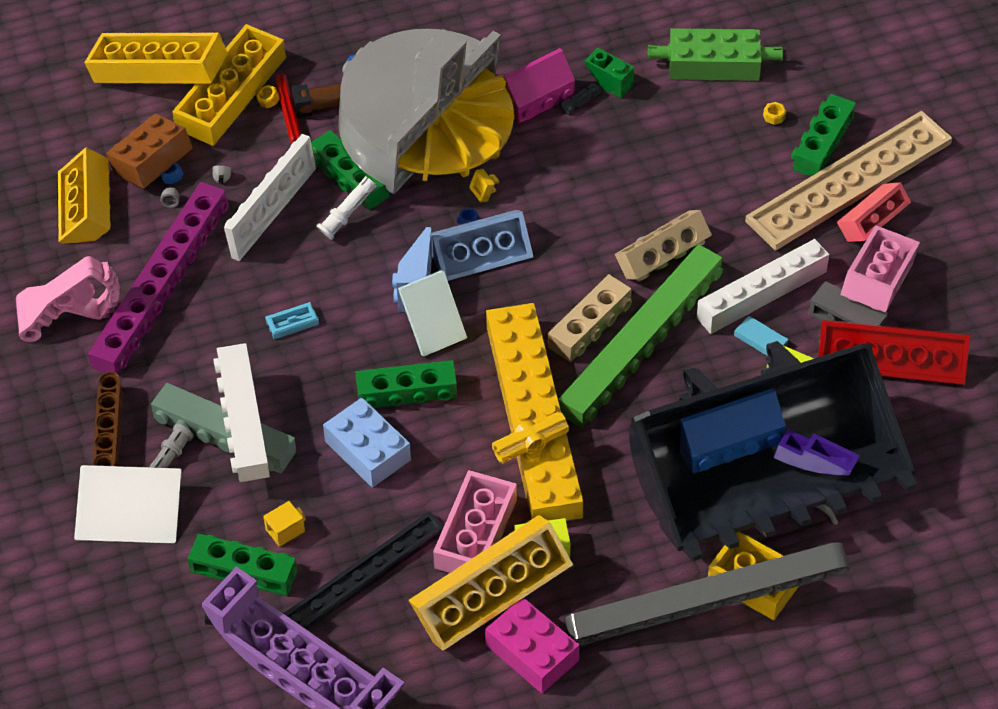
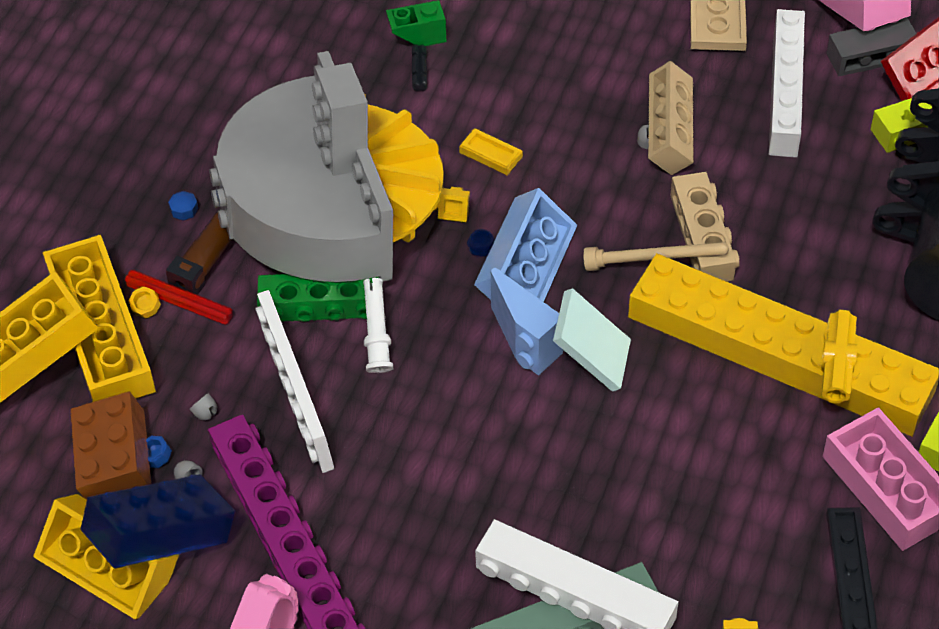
camera: 50 degrees left, 0 degrees up
(112, 199) = (157, 520): none -> clear blue brick
(293, 323) = (457, 492): medium azure tile -> none
(367, 442) = (697, 504): light blue brick -> none
(424, 382) = (668, 386): green brick -> none
(510, 280) = (596, 258): none -> tan piece
(540, 85) = (384, 74): dark pink slope -> none
(549, 177) = (490, 151): none -> yellow tile
(640, 336) = (760, 203): bright green brick -> none
(758, 334) = (839, 123): medium azure tile -> none

